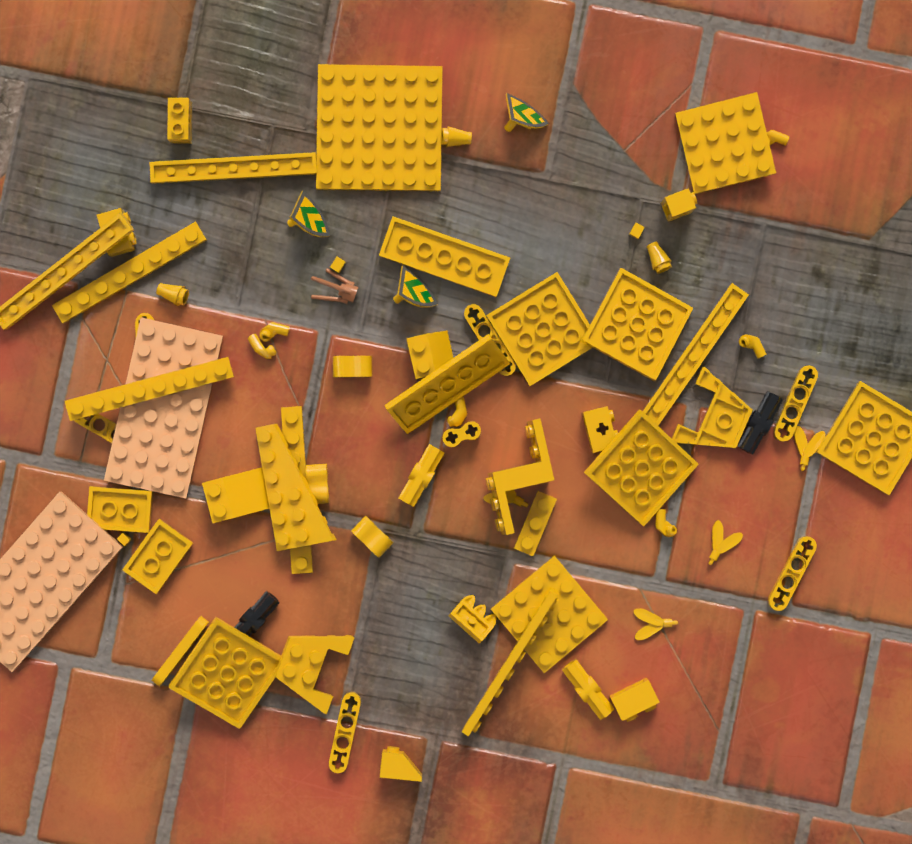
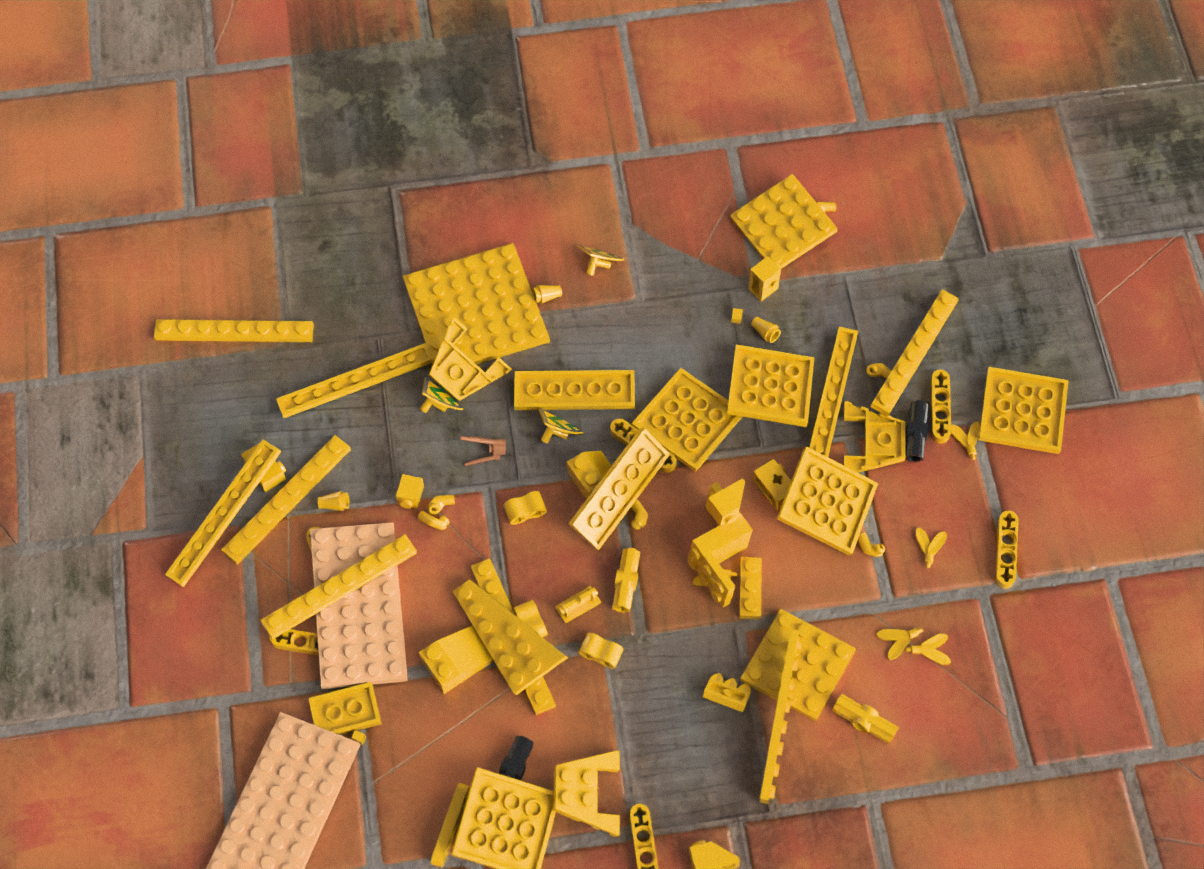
camera: 20 degrees left, 25 degrees down
(131, 66) = (234, 330): none -> yellow plate
(157, 556) = (397, 742): yellow plate -> none
(179, 121) = (293, 356): yellow brick -> none
(247, 310) = (409, 491): none -> yellow brick
(336, 199) = (458, 372): none -> yellow wing
(337, 264) = (479, 429): yellow piece -> none
(368, 481) = (578, 604): none -> yellow hinge
(461, 434) = (649, 531): yellow axle -> none
(539, 449) = (726, 503): none -> yellow slope
(634, 700) = (914, 712): yellow brick -> none
(674, 641) = (929, 650): none -> yellow piece
(795, 338) = (914, 353): none -> yellow plate

